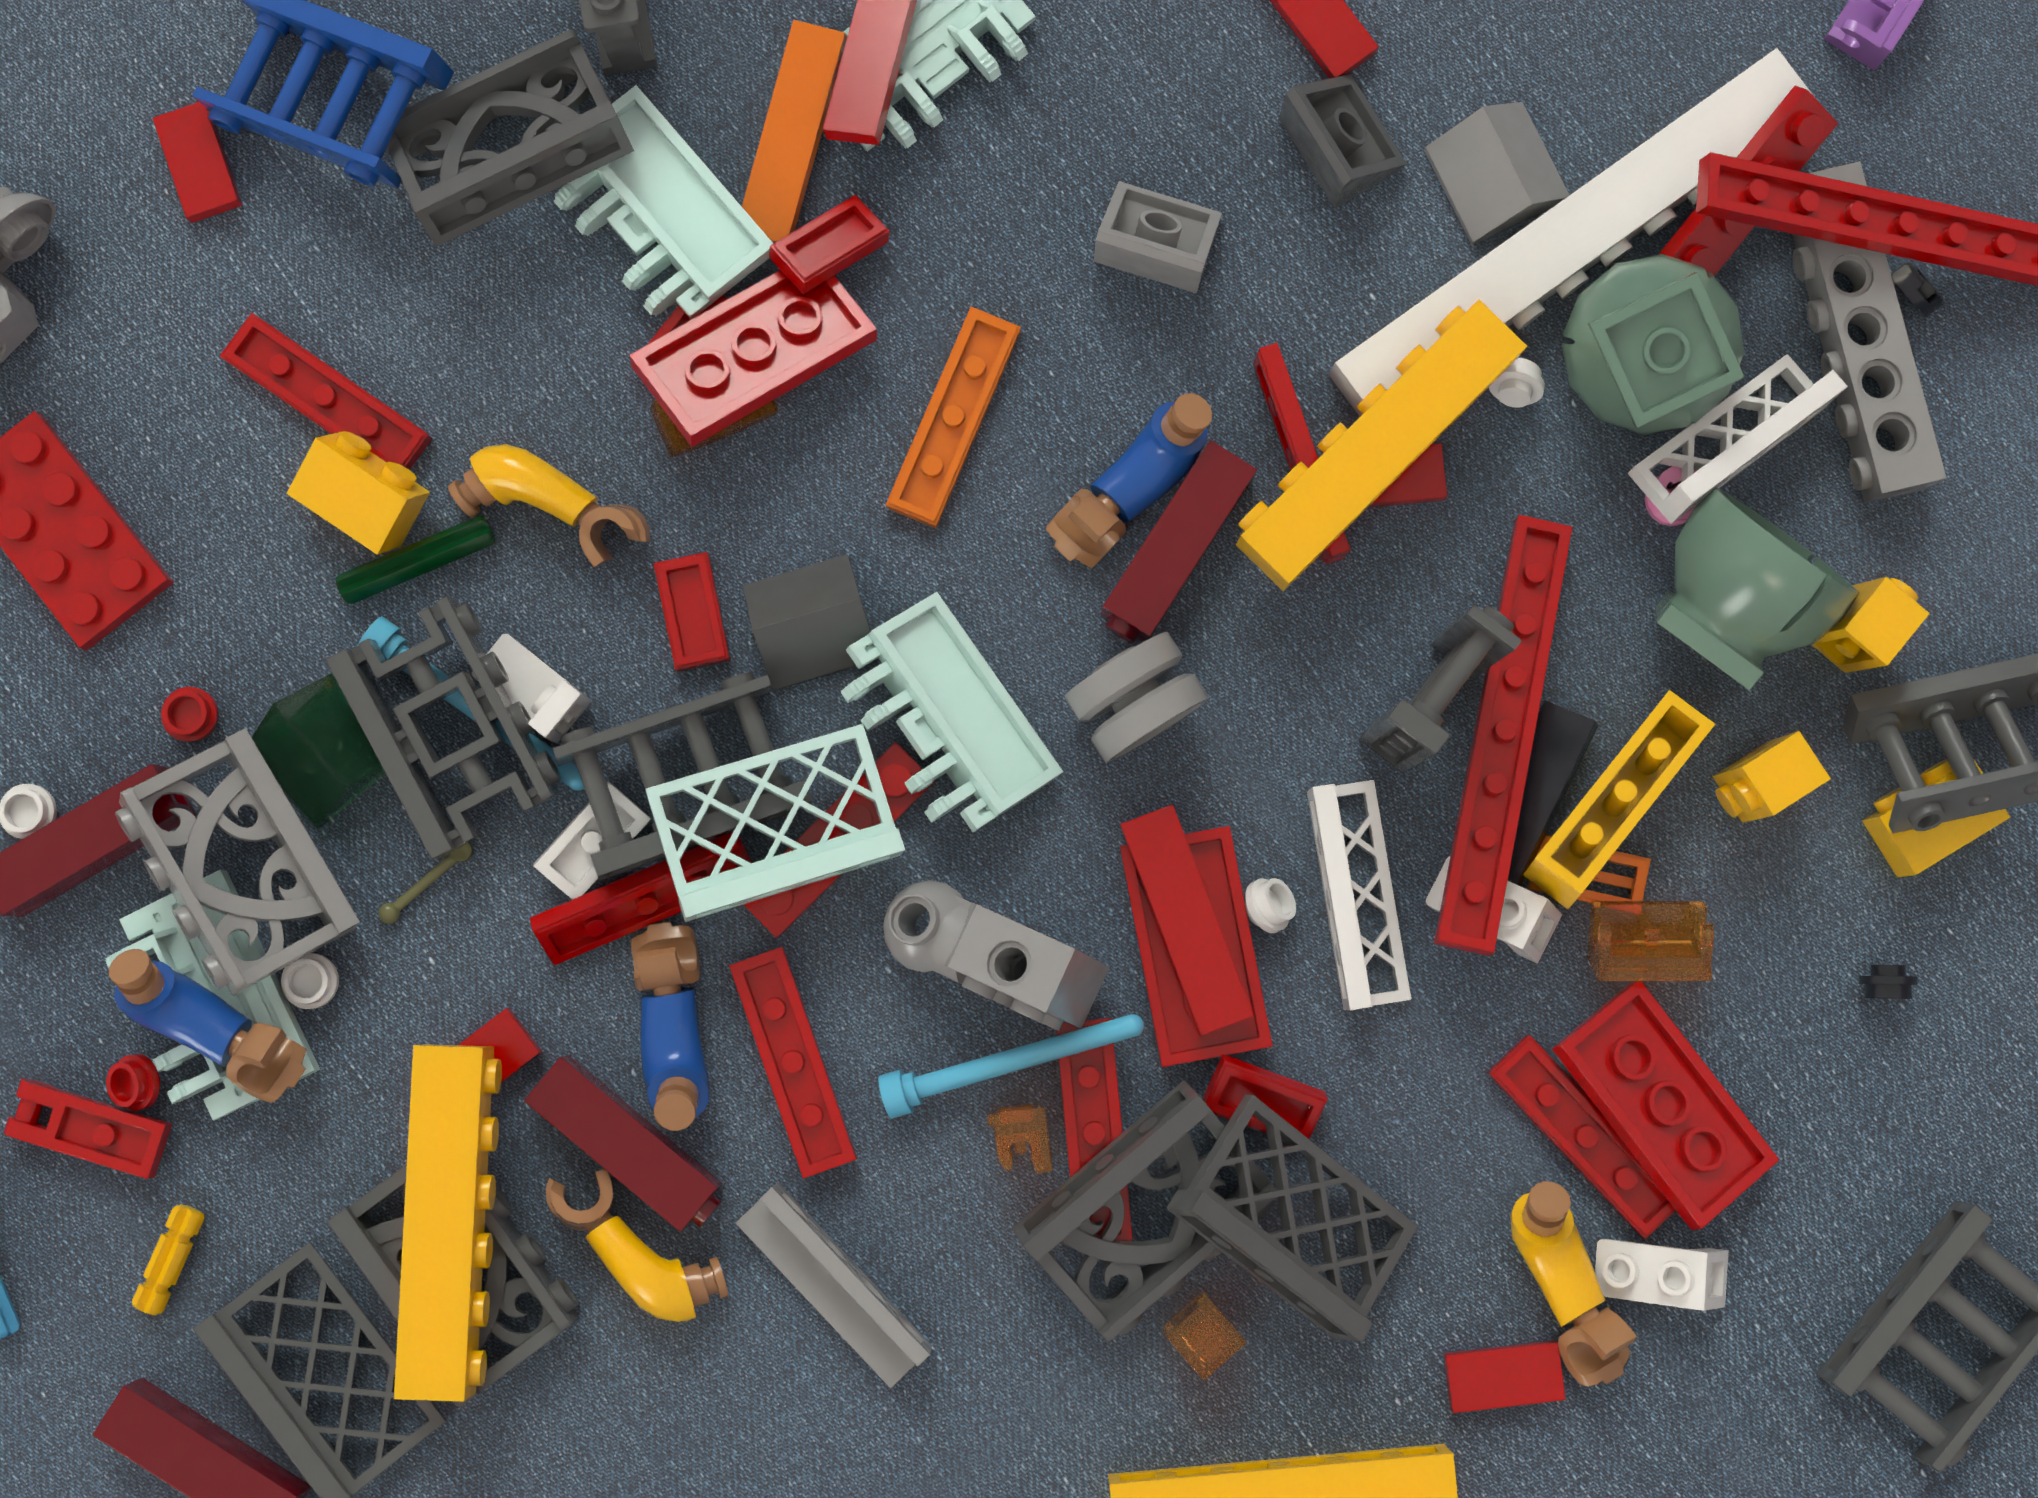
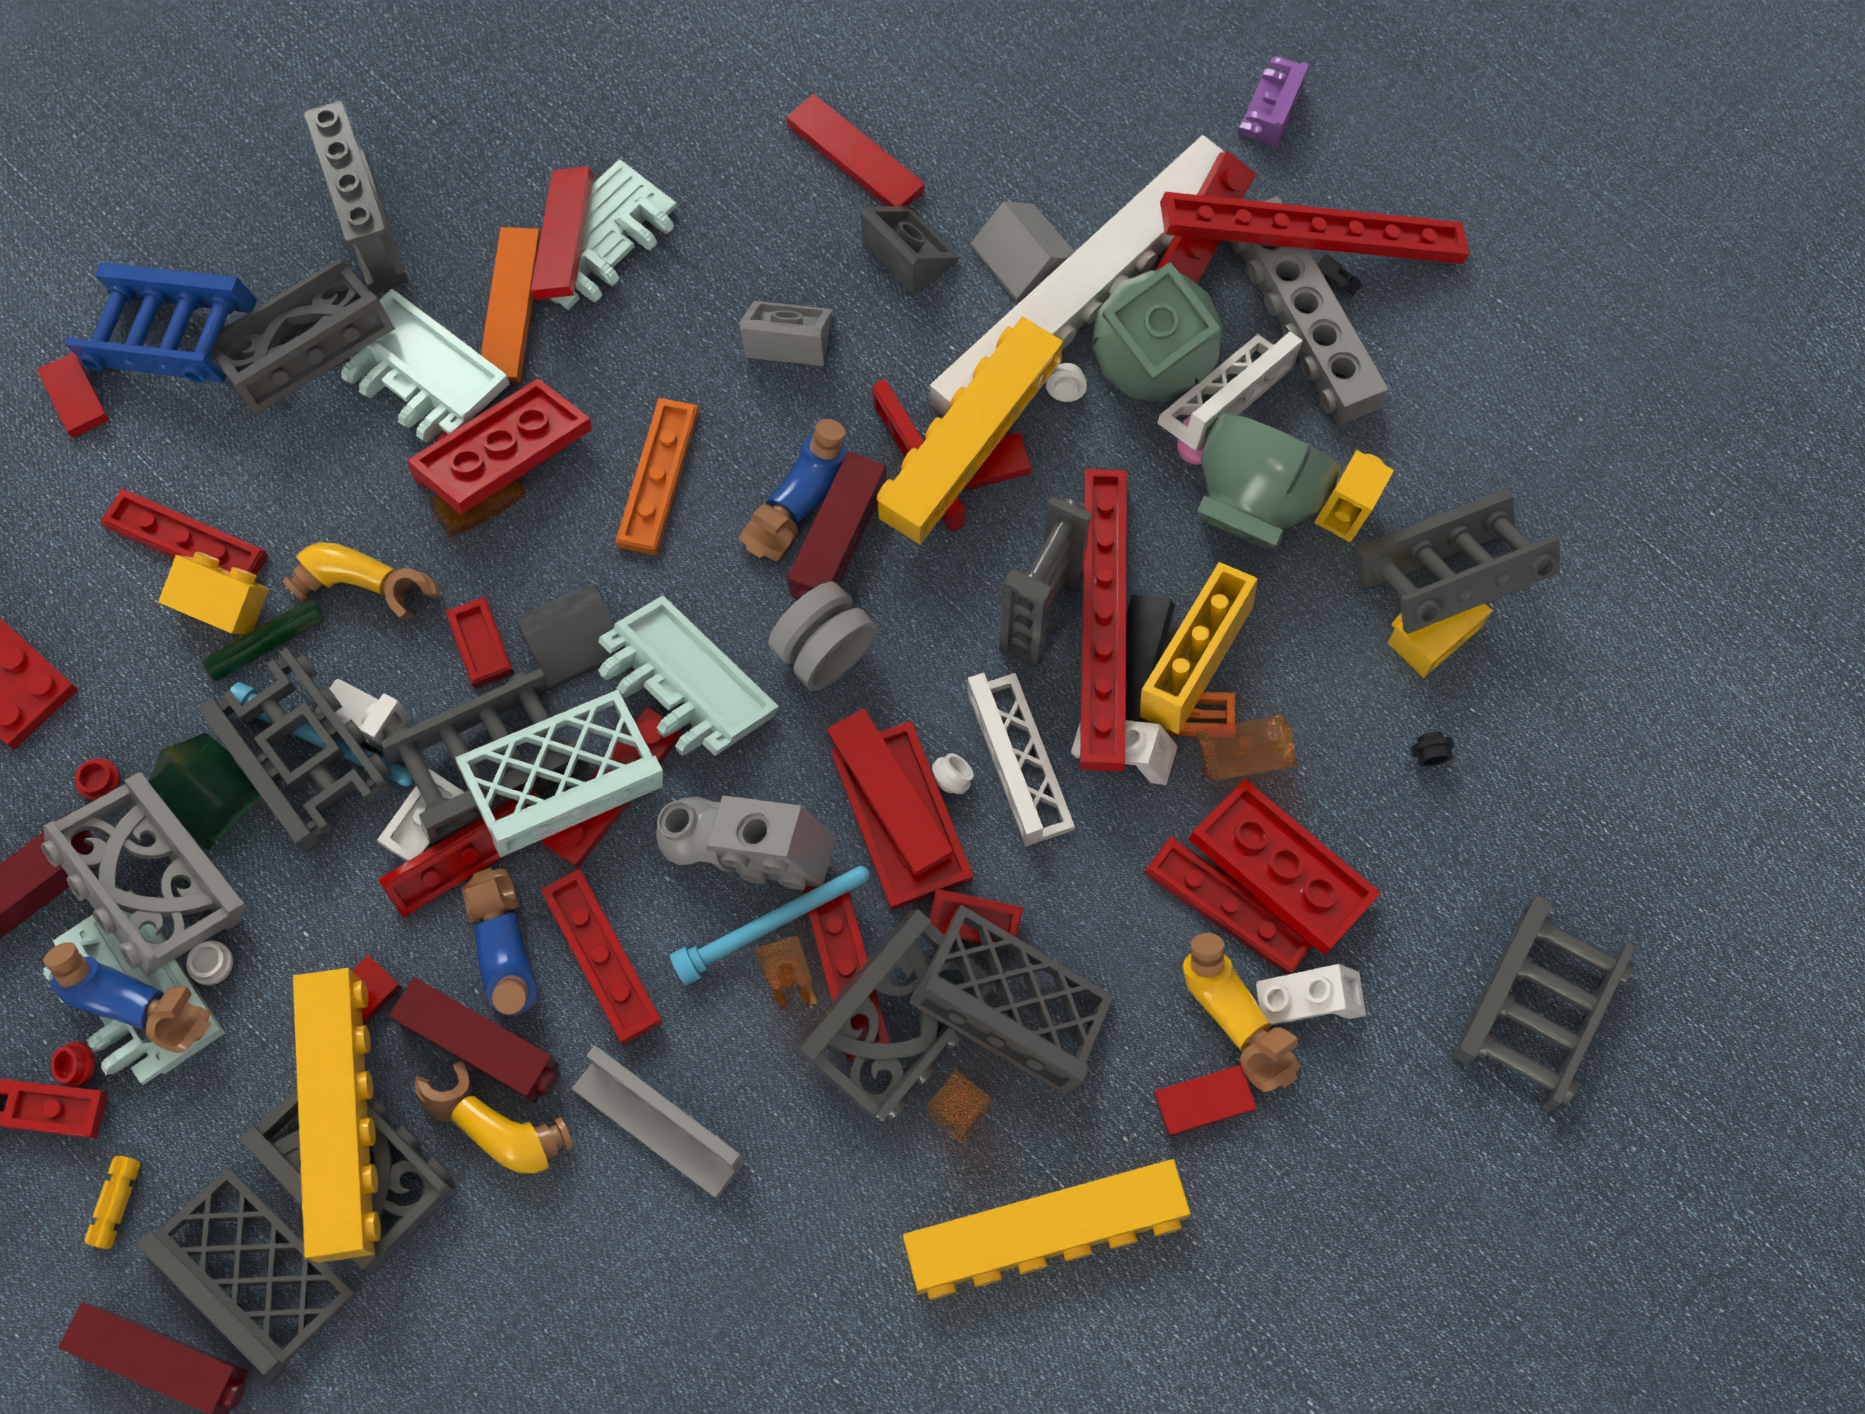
camera: 10 degrees left, 15 degrees down
(390, 912) = (269, 901): olive hinge -> none
(829, 244) = (547, 371): red tile -> none
(1769, 778) = (1308, 613): yellow brick -> none

